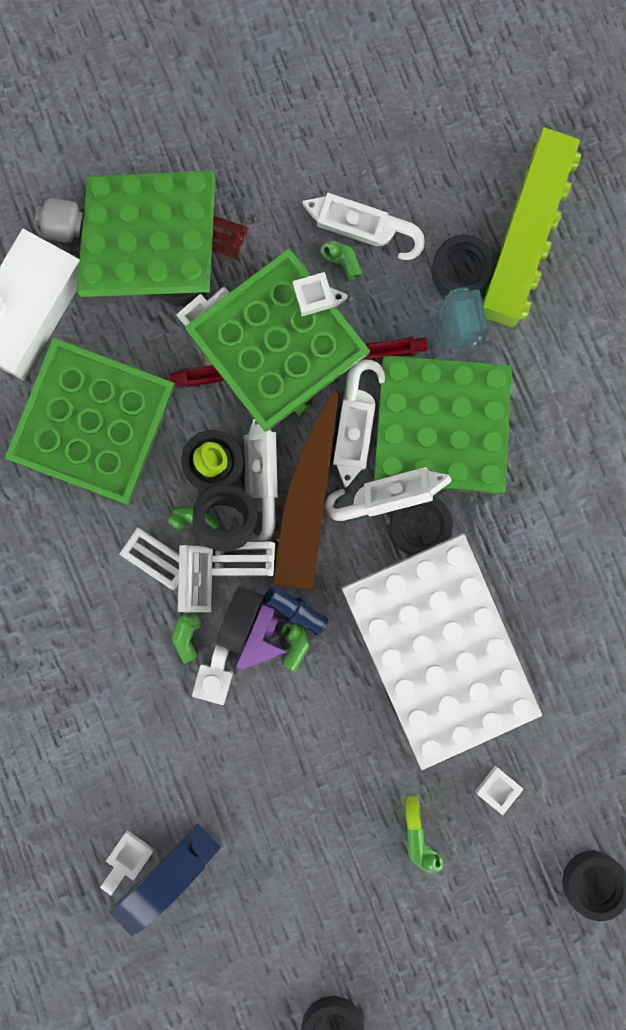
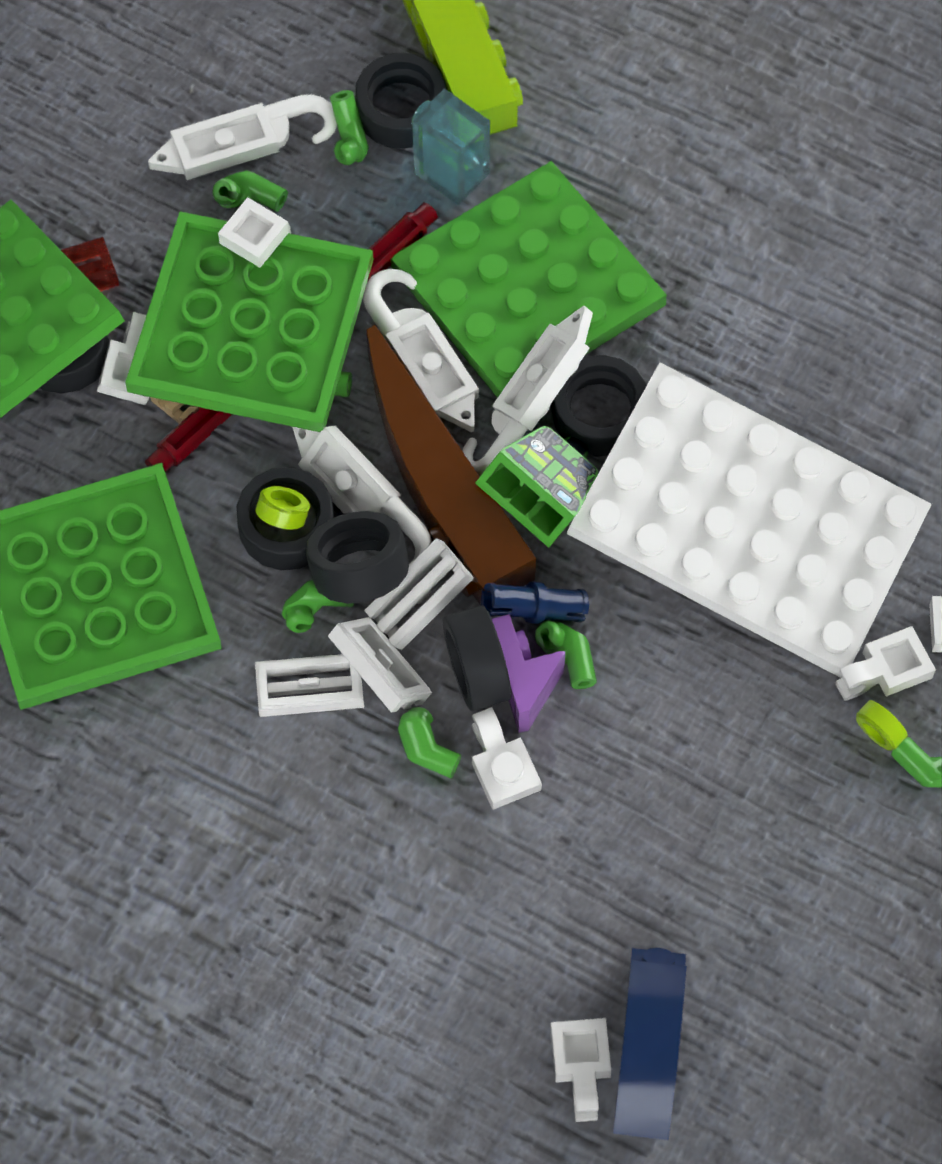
camera: 35 degrees left, 20 degrees down
(352, 551) = (541, 481): none -> bright green torso
(418, 274) = (353, 142): none -> bright green arm
(448, 784) = (891, 662): none -> white plate

